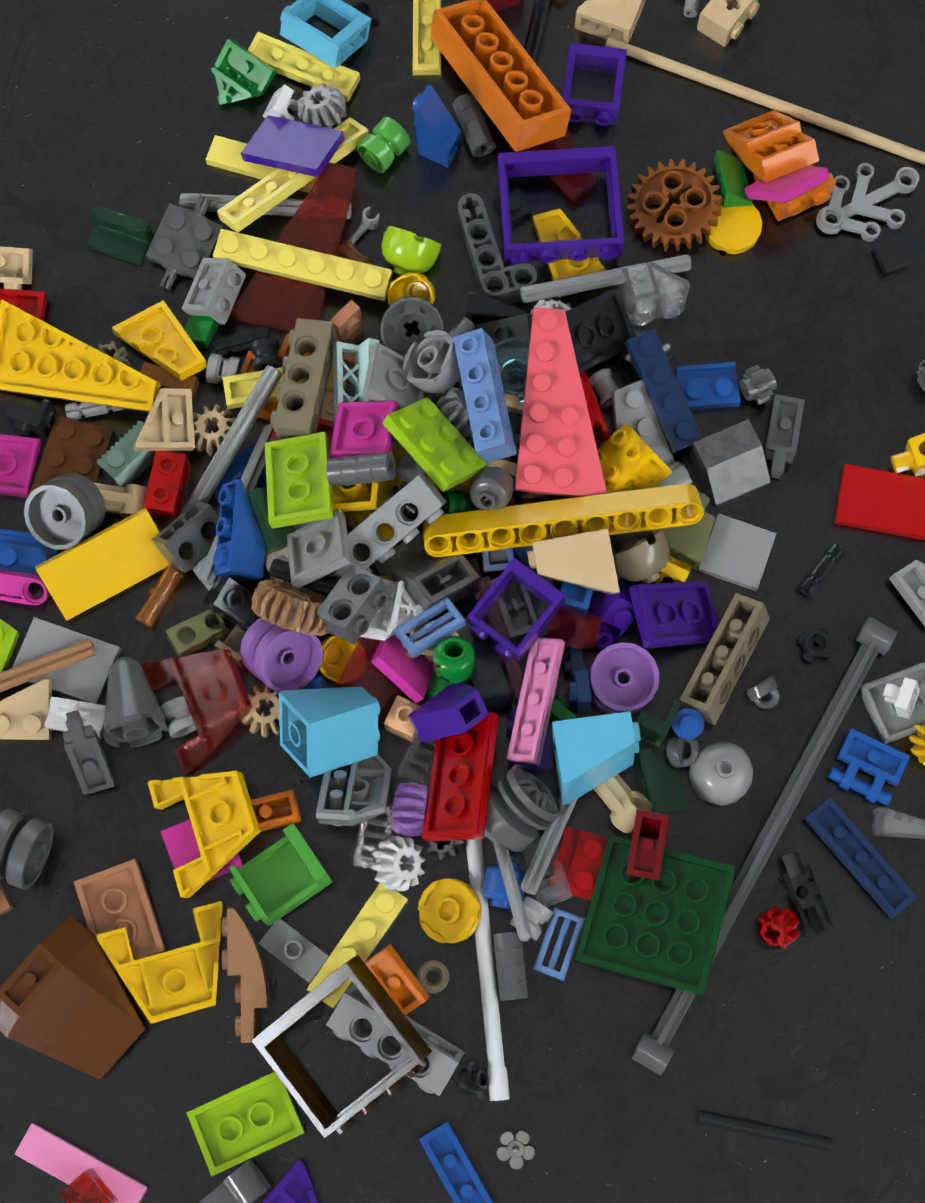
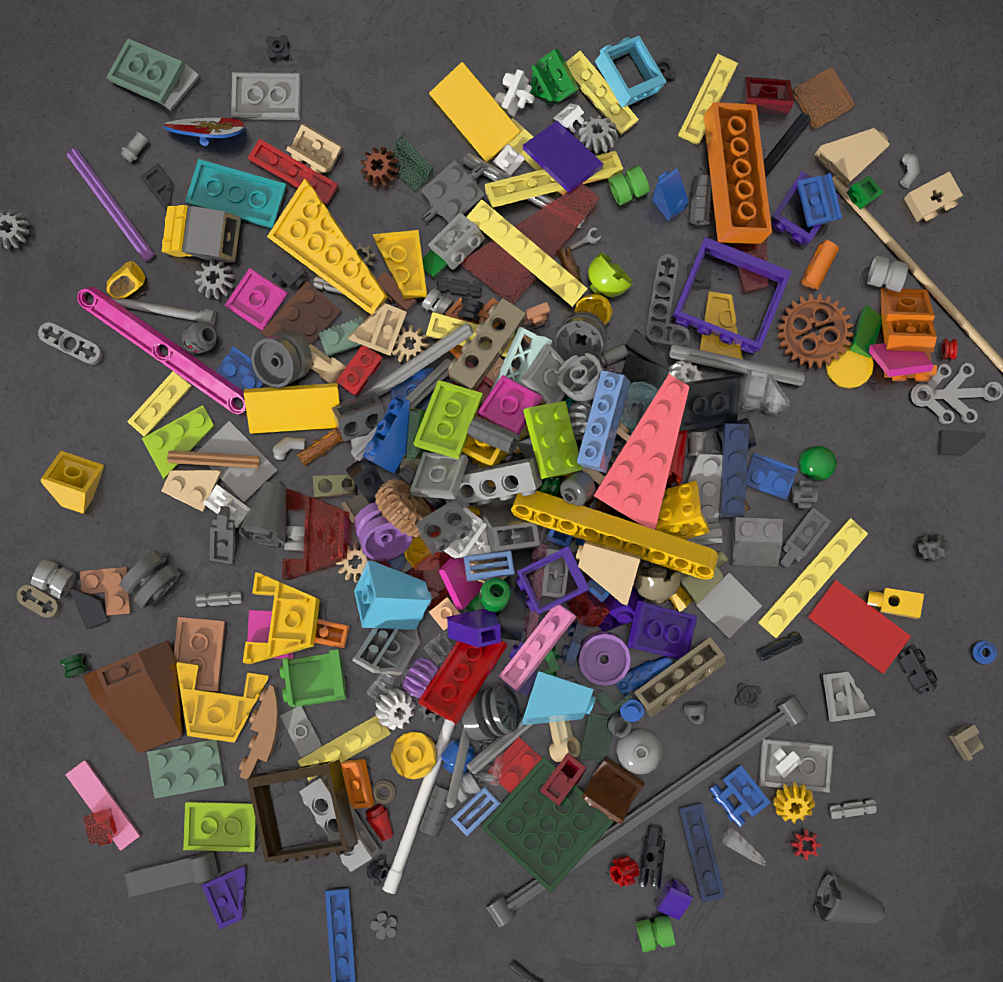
camera: 25 degrees right, 10 degrees up
(85, 240) = (387, 161): none -> copper gear
(116, 836) = (216, 599): none -> light grey axle
(117, 612) = (287, 443): none -> light grey arm
(168, 1070) = (186, 768): none -> sand green plate
(169, 146) = (475, 112): none -> yellow tile
(209, 108) = (517, 94): none -> white hips
(233, 180) = (509, 160): none -> white tile
(446, 1016) = (379, 821): none -> red cone
(605, 60) = (819, 200): none -> blue plate
(642, 134) = (819, 265): none -> orange brick
(650, 38) = (864, 192): none -> green bracket
(676, 679) = (641, 674): none -> blue hinge
(713, 831) = (612, 790): none -> reddish brown bracket
(722, 108) = (885, 273): none -> light grey wheel
(754, 345) = (817, 462): none -> green hair
(817, 476) = (812, 578): none -> light yellow plate
(833, 157) = (949, 349): none -> red bush
(858, 930) = (674, 899): none -> dark purple slope
(861, 982) = (655, 933): none -> bright green wheel

